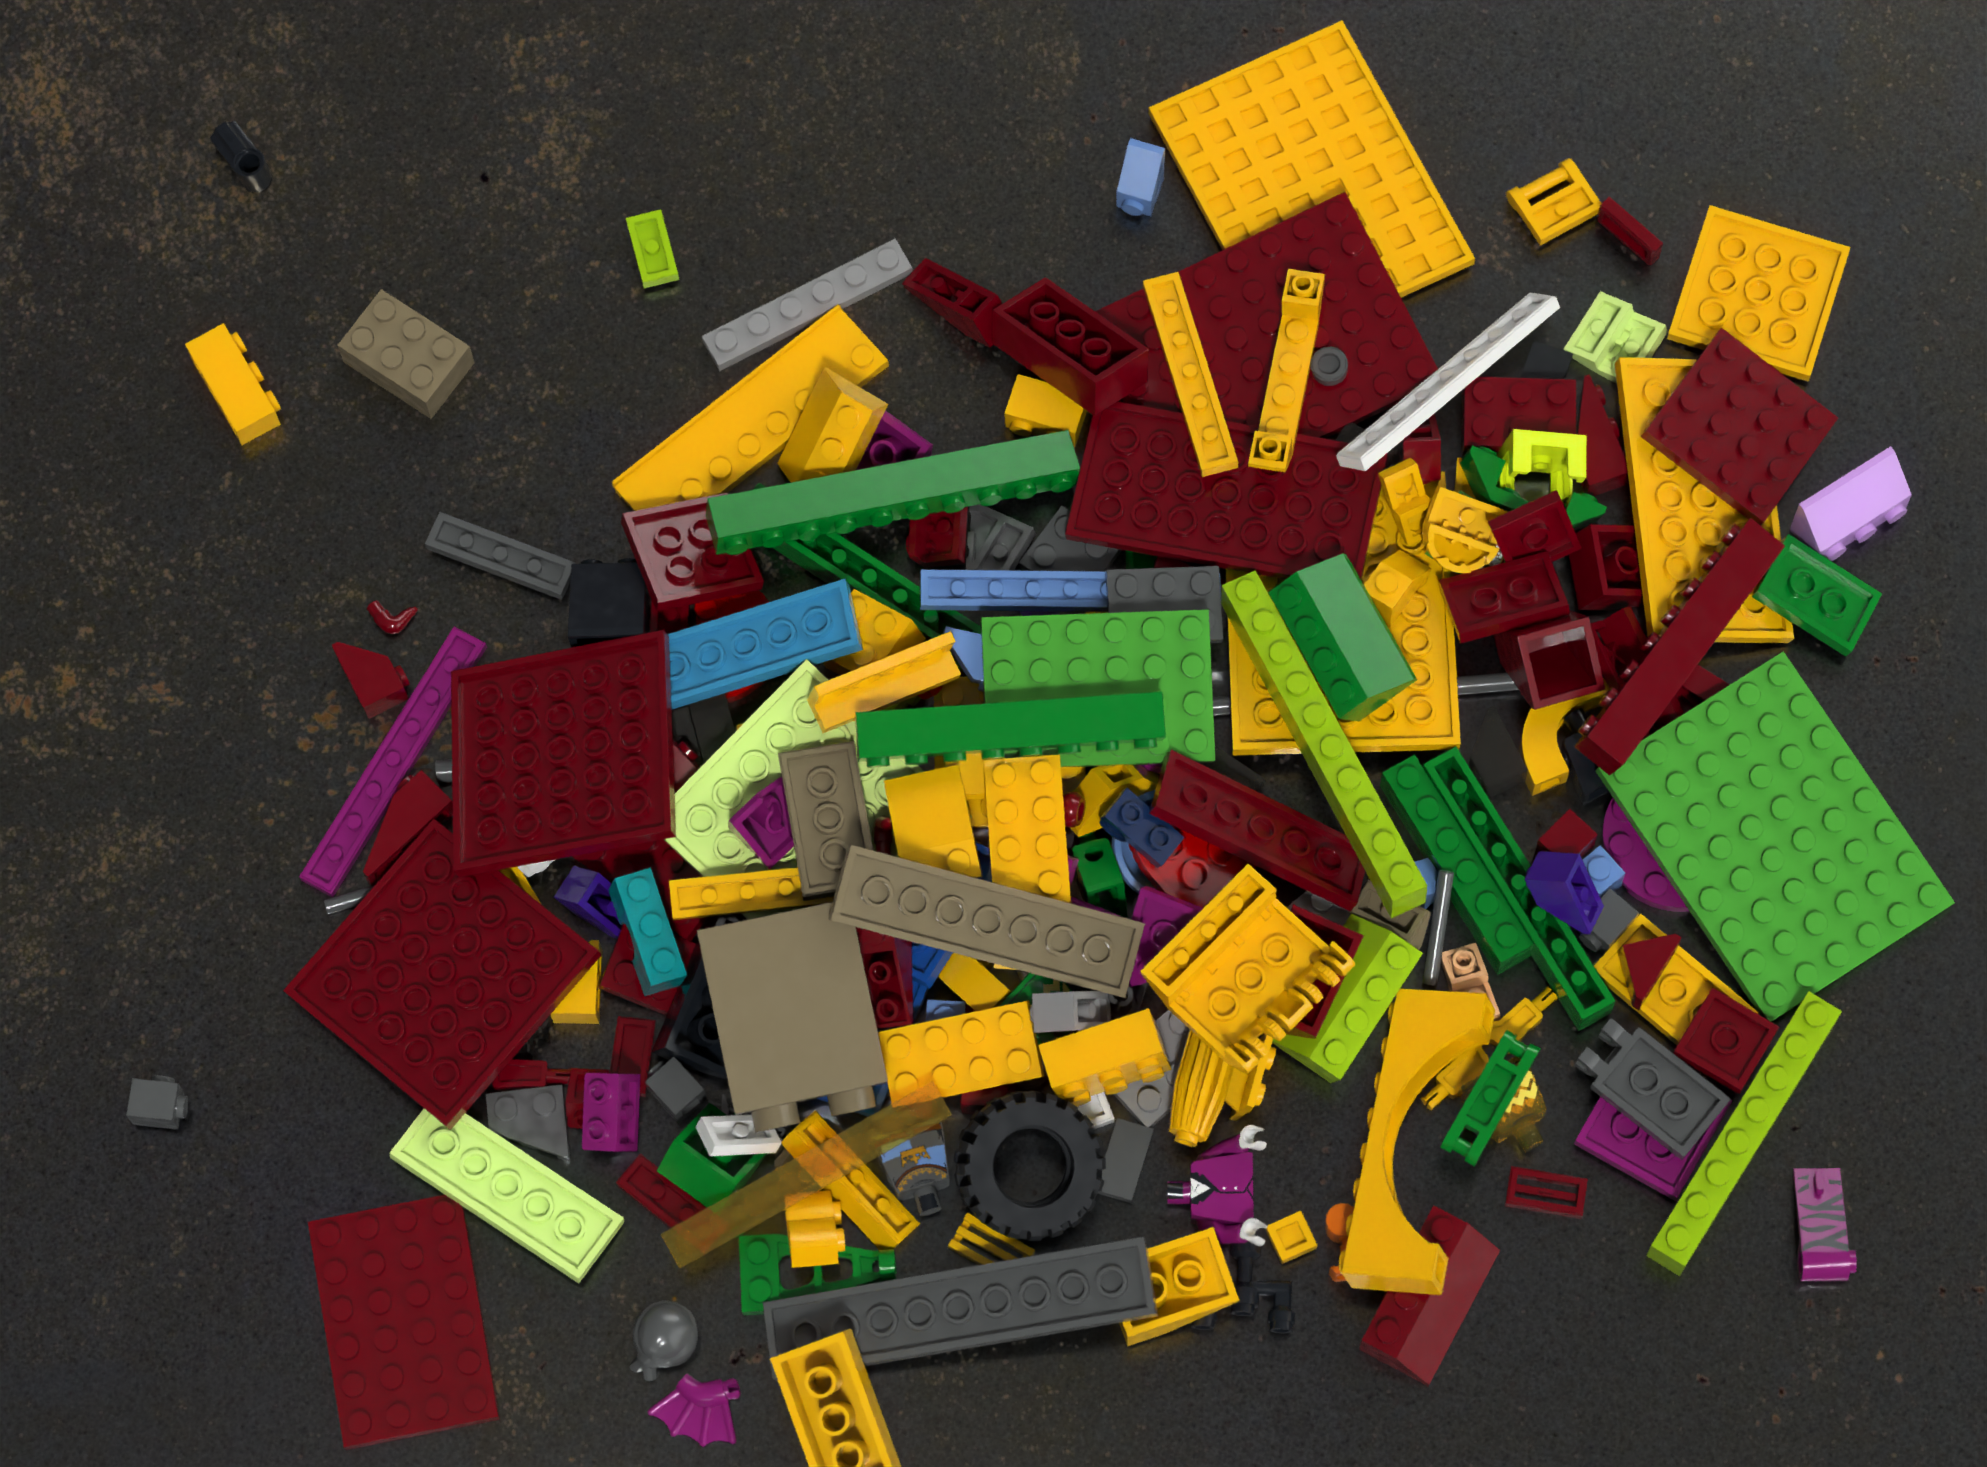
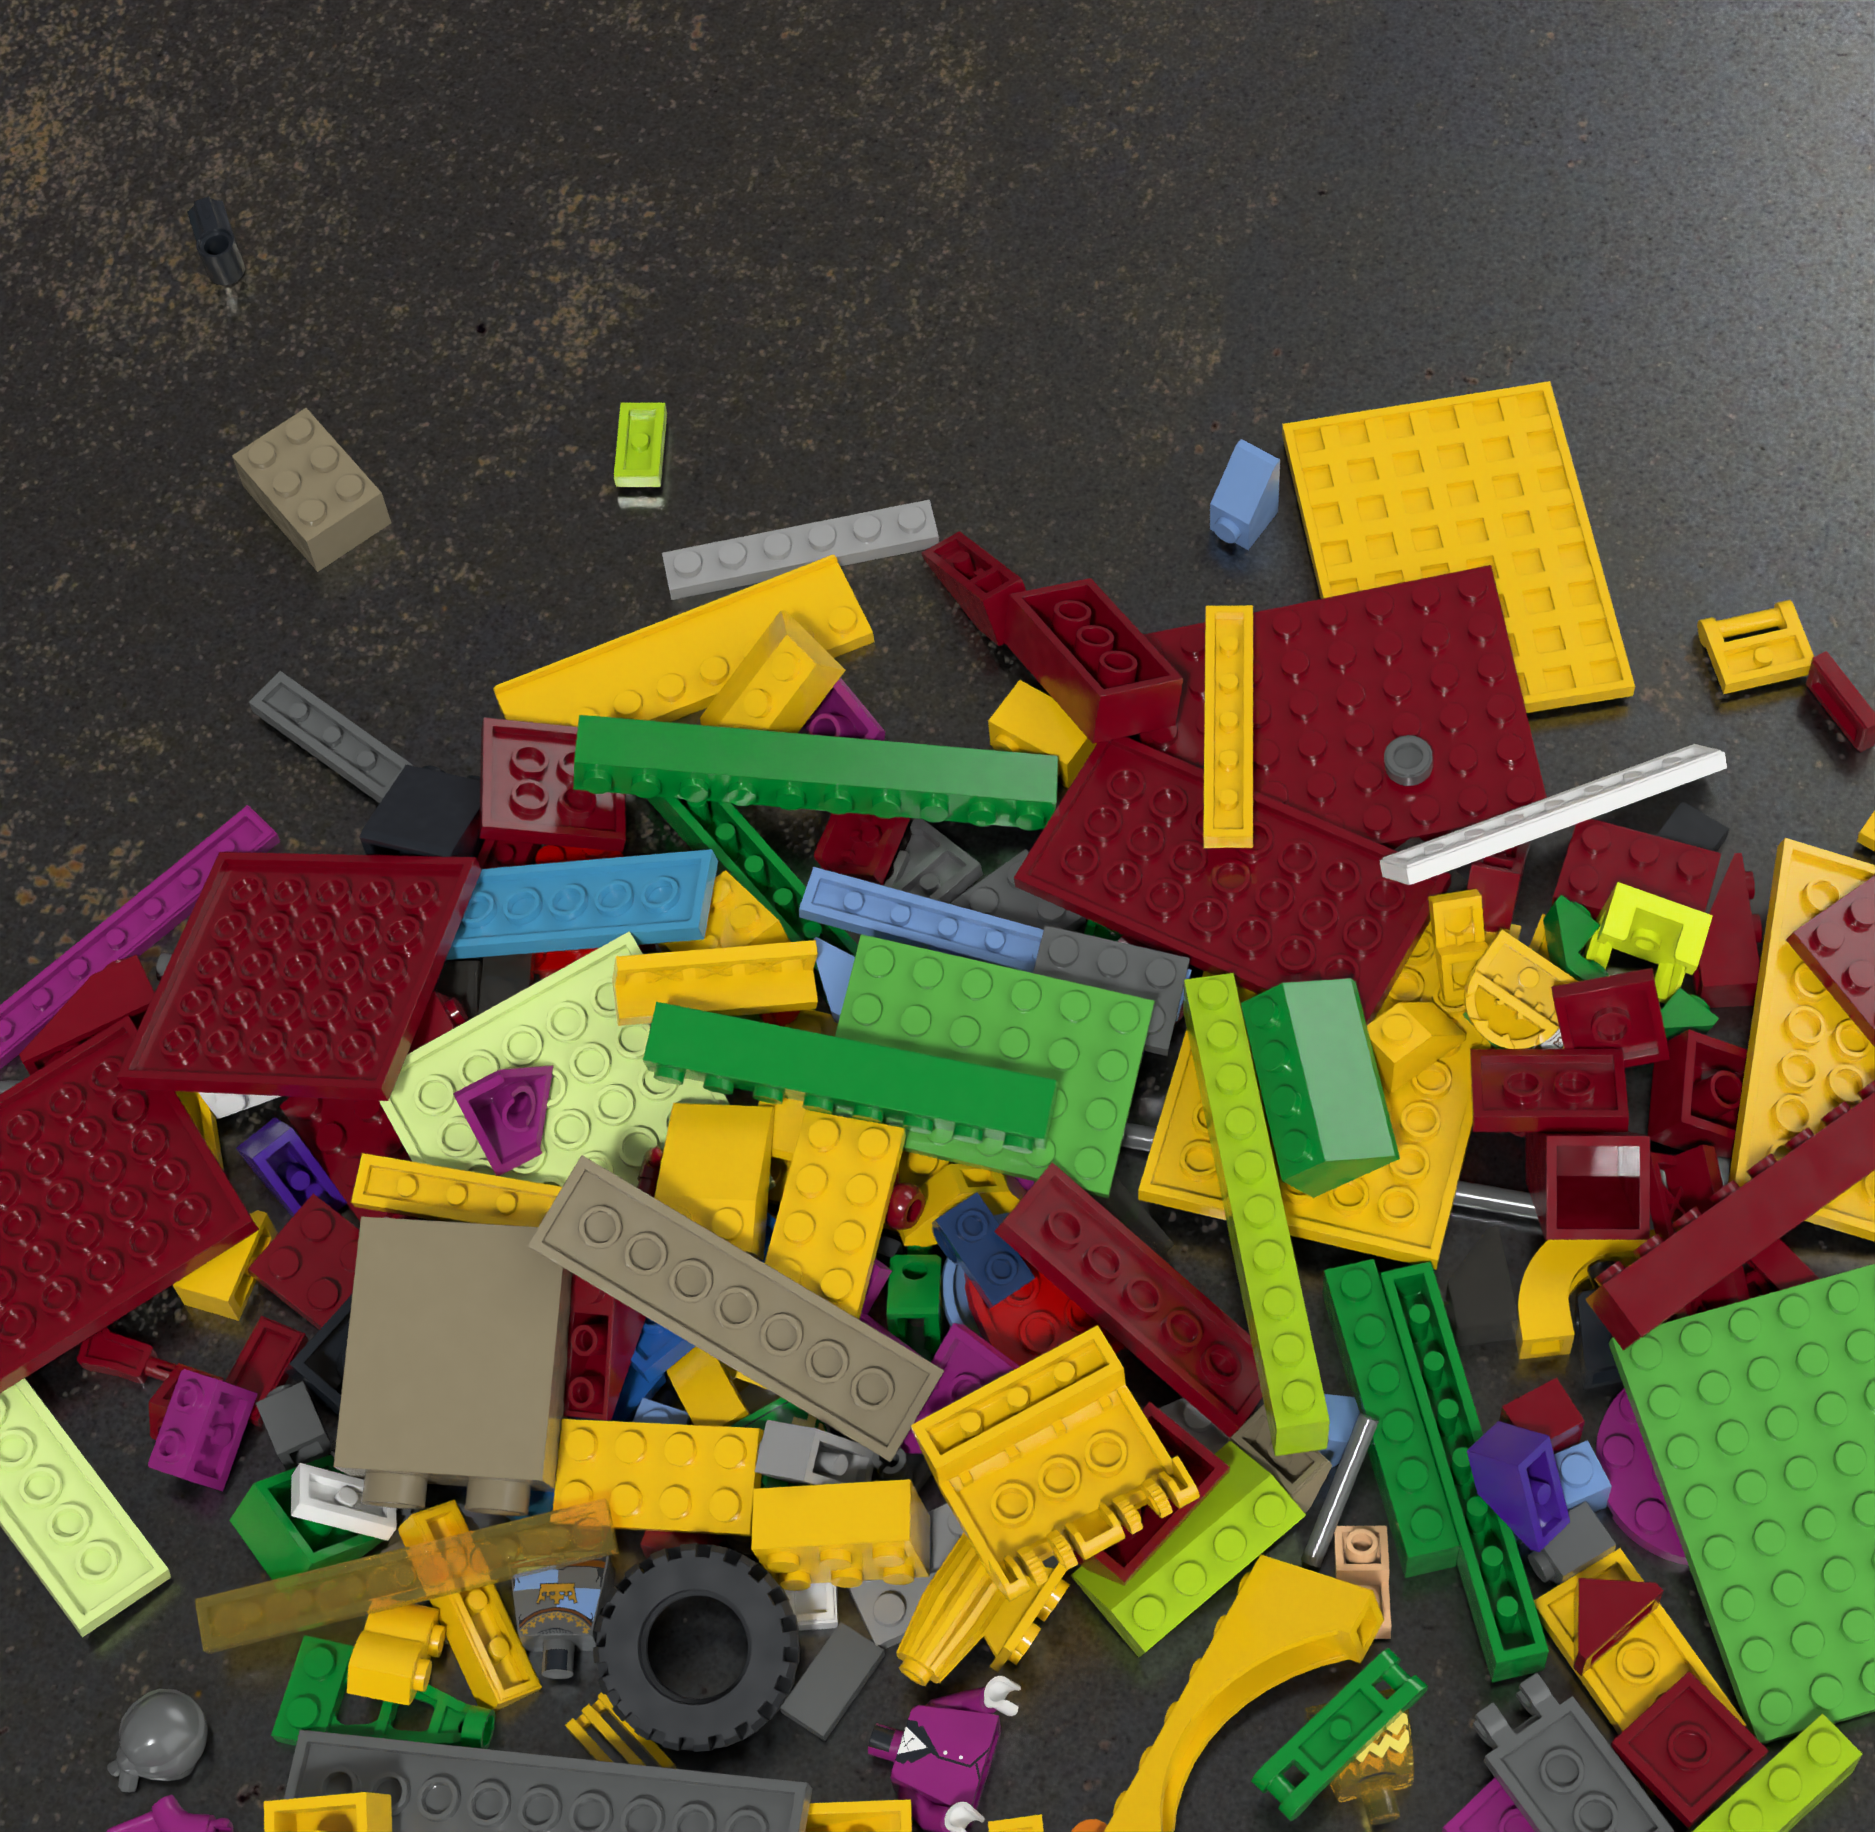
camera: 20 degrees right, 10 degrees down
(234, 383) = (106, 475): yellow brick -> none
(372, 678) = (126, 839): dark red slope -> none
(387, 622) = (177, 784): dark red animal -> none
(532, 1118) = (107, 1413): flat silver wing -> none
(655, 948) = (323, 1216): teal arch -> none
(658, 1193) = (223, 1549): dark red tile -> none
(824, 813) = (586, 1108): dark tan tile -> none
(1289, 372) = (1355, 752): yellow slope -> none
(1468, 1066) = (1414, 1645): yellow piece -> none
(1612, 332) = (1787, 808): yellowish green slope -> none

